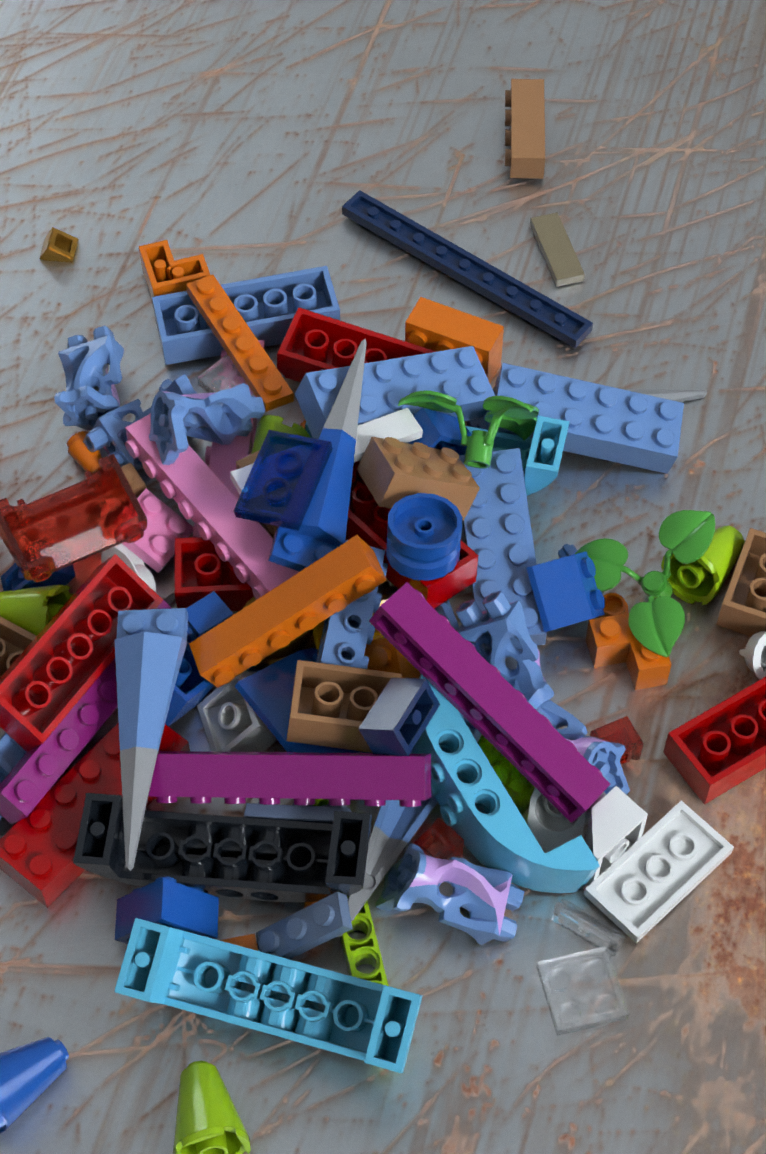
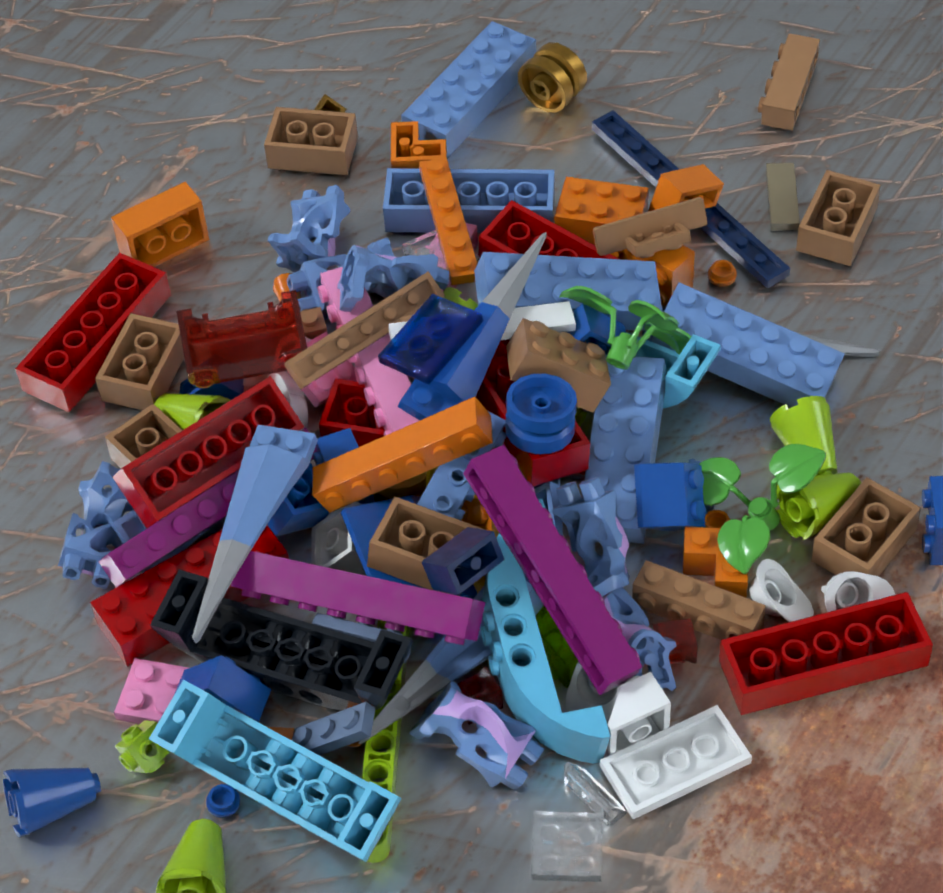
camera: 20 degrees right, 5 degrees down
(56, 281) = (311, 140): none -> medium nougat brick
(86, 932) = (147, 691): none -> bright pink plate
(97, 999) = (138, 751): none -> lime brick
(198, 483) = (360, 331): none -> medium nougat plate
(205, 1034) = (223, 801): none -> blue plate
(206, 189) = (471, 86): none -> medium blue brick
(288, 166) = (552, 77): none -> pearl gold wheel
(382, 297) = (595, 203): none -> orange brick
(458, 313) = (652, 230): none -> medium nougat bracket
(463, 269) = (686, 185): none -> orange brick
(526, 341) = (722, 273): none -> orange plate
(616, 695) = (684, 597): none -> medium nougat brick
(623, 261) = (838, 217): none -> medium nougat brick
(668, 488) = (807, 425): none -> lime cone
(700, 669) = (778, 592): none -> white piece

